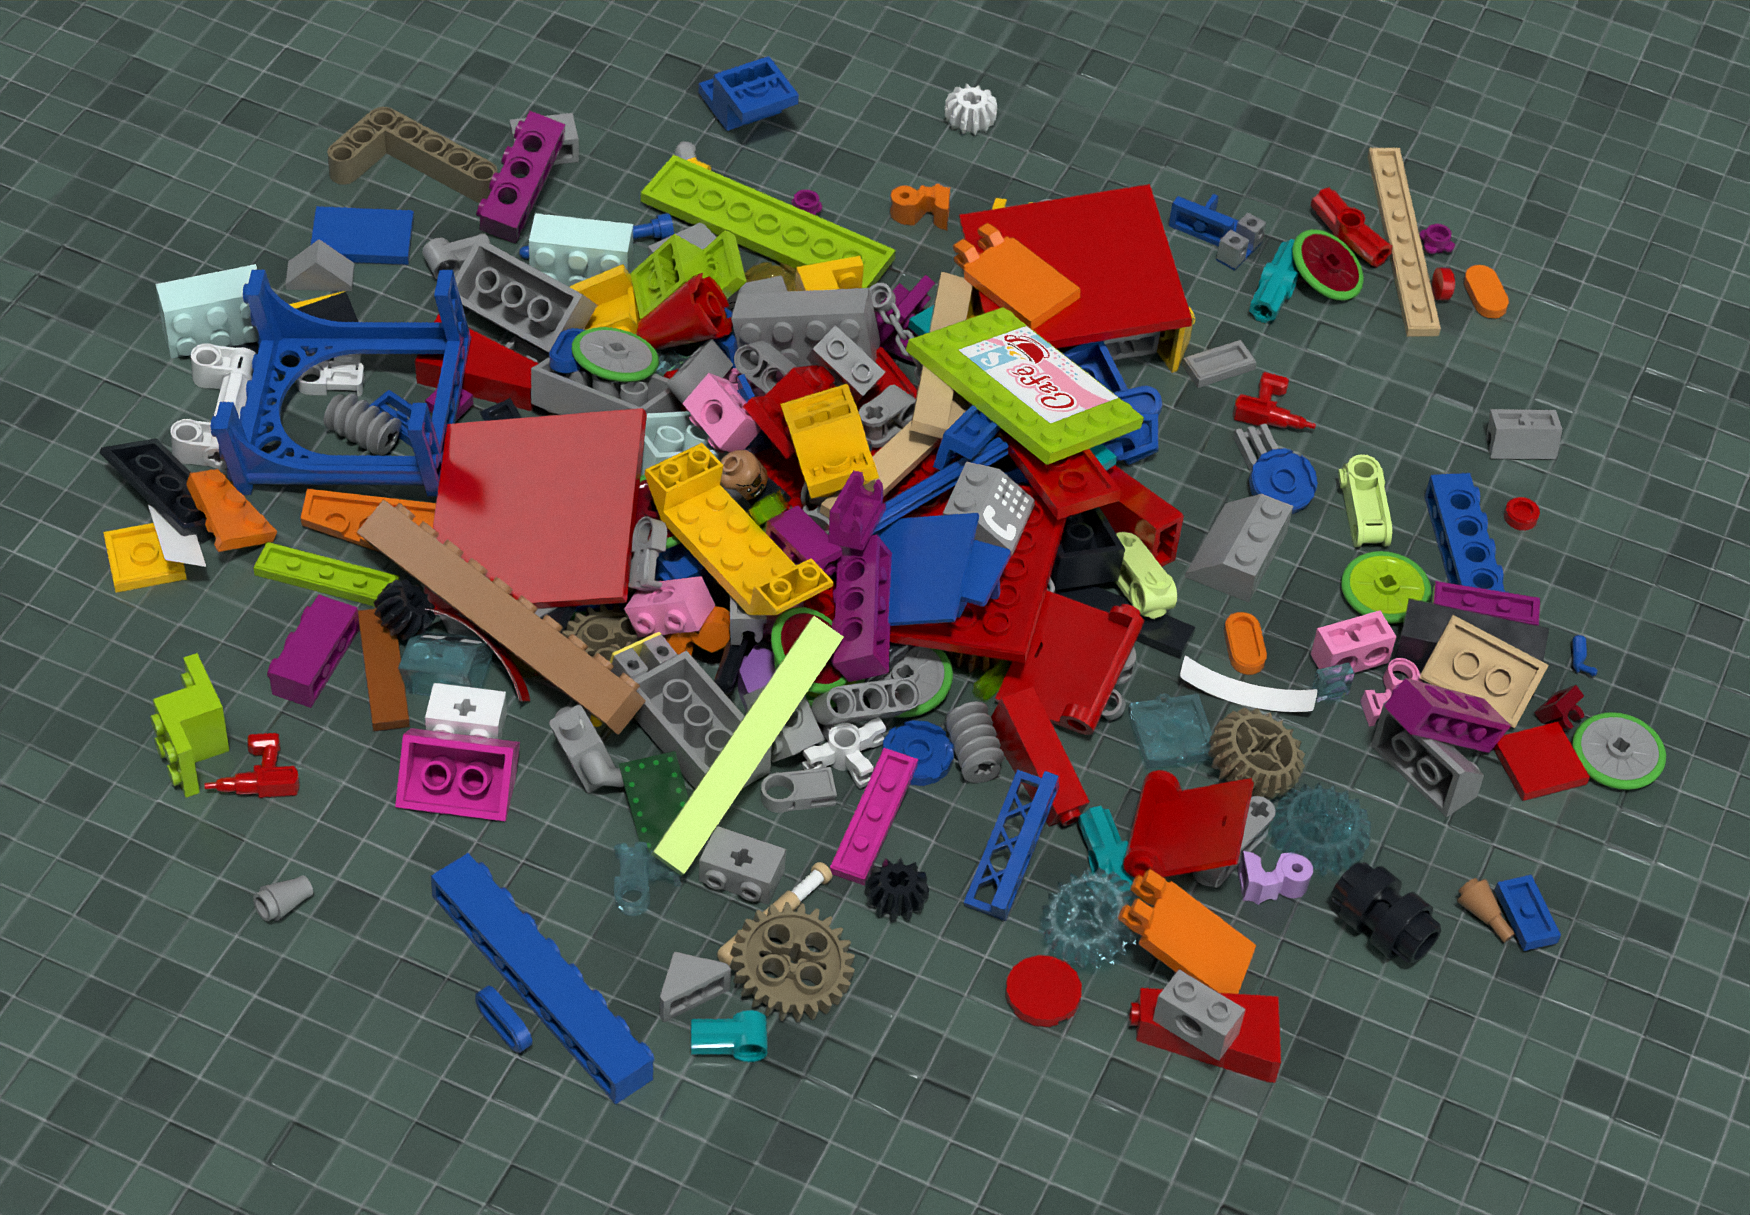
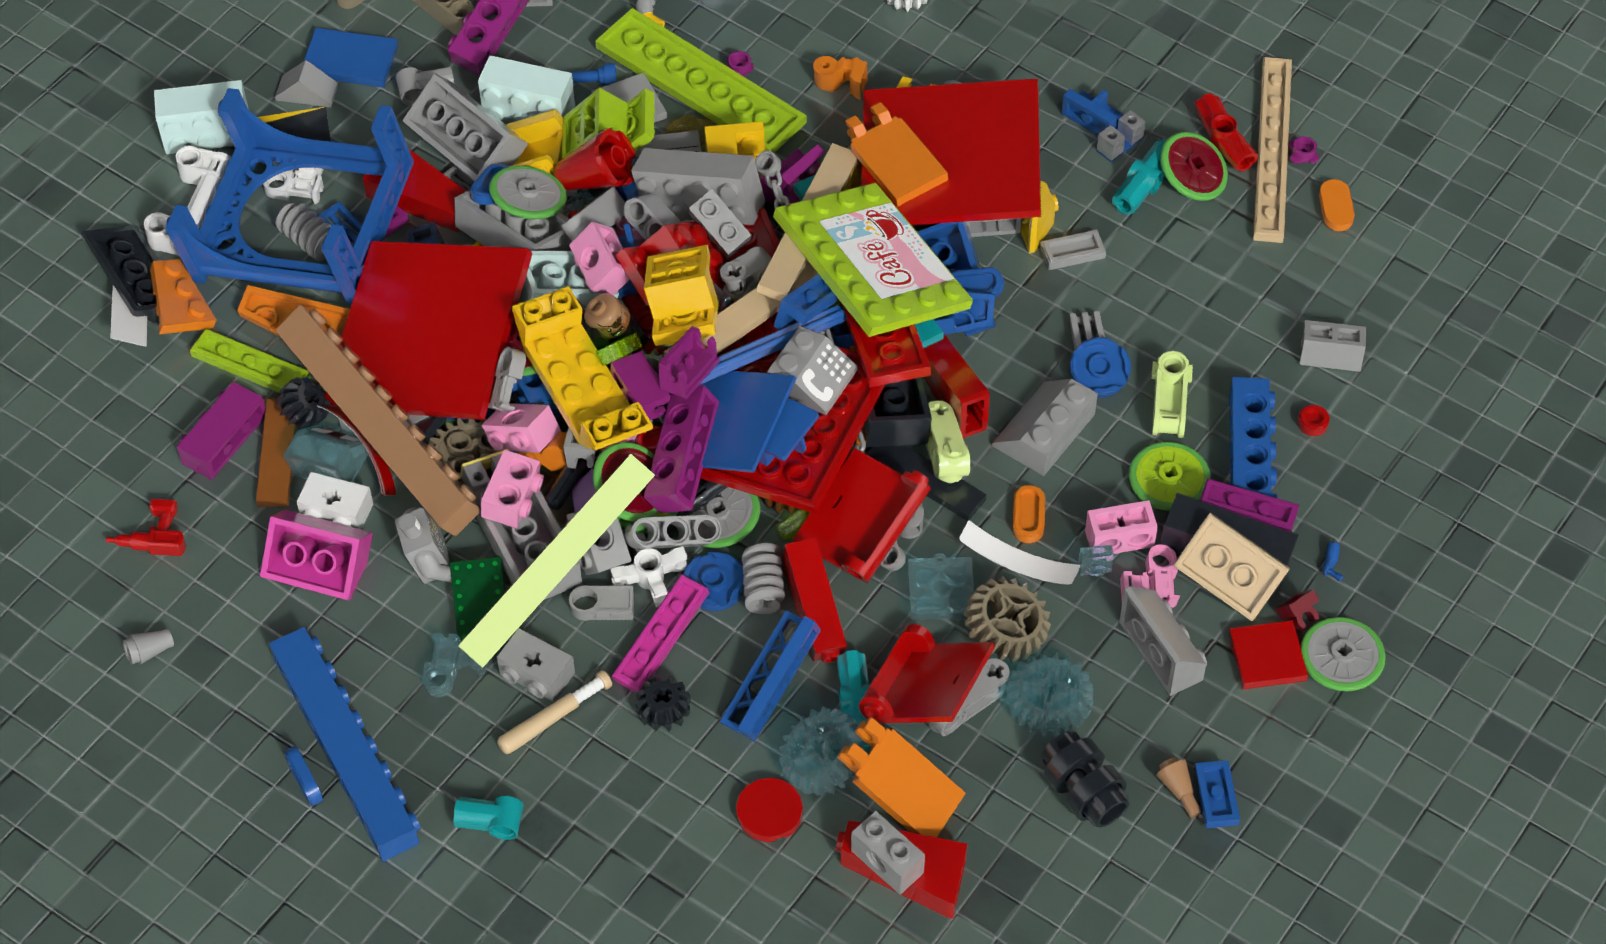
camera: 15 degrees right, 5 degrees up
(138, 559) = (93, 330): yellow tile -> none
(189, 726) = (100, 487): lime bracket -> none
(677, 673) = (506, 487): none -> bright pink brick
(692, 983) = (465, 765): light grey slope -> none
(788, 991) = (546, 782): dark tan gear -> none
(1263, 410) = (1102, 297): red piece -> none
(1288, 878) = (1010, 733): lavender leg -> none
(1443, 283) = (1296, 194): red tile -> none
(1446, 715) = (1181, 606): magenta brick -> none

